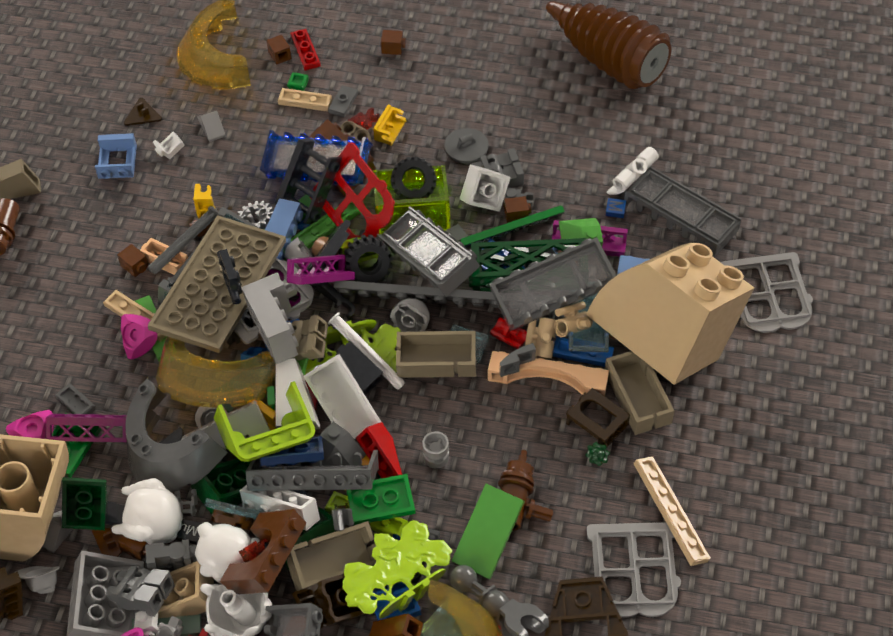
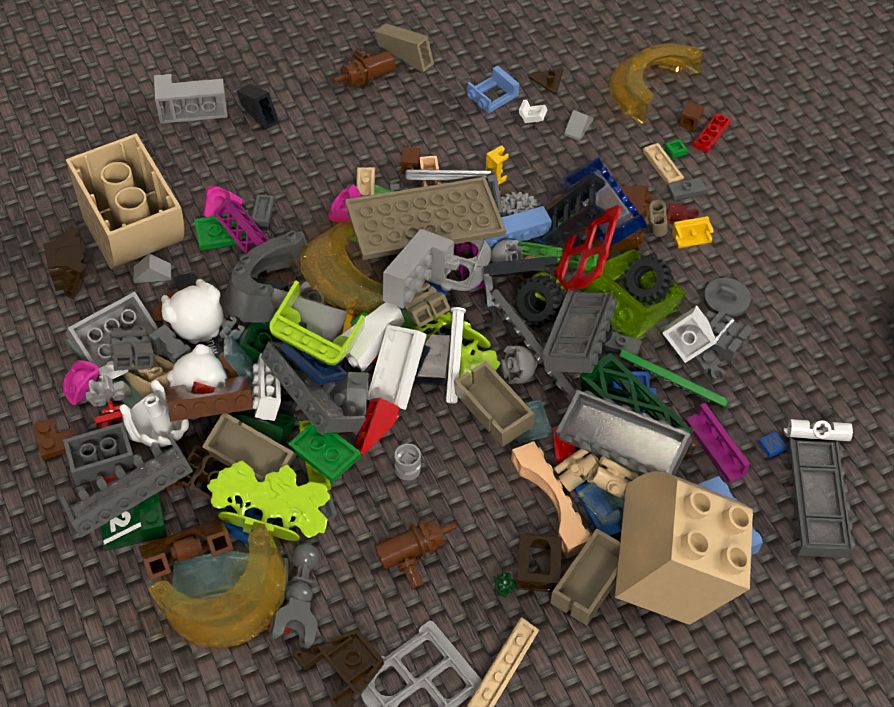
camera: 50 degrees right, 0 degrees up
(39, 578) = (103, 285): light grey piece -> none
(84, 503) = (169, 267): dark green slope -> none
(230, 275) = (425, 215): black plate -> none
(316, 274) = (485, 275): magenta fence -> none
(342, 516) = (283, 431): dark grey piece -> none
(392, 42) = (777, 180): reddish brown brick -> none
(488, 530) = (358, 545): bright green tile -> none
(512, 362) = (529, 460): dark grey slope -> none
(516, 208) = (695, 371): reddish brown brick -> none
(581, 229) = (708, 432): bright green slope -> none
(777, 318) = (779, 648): light grey window -> none

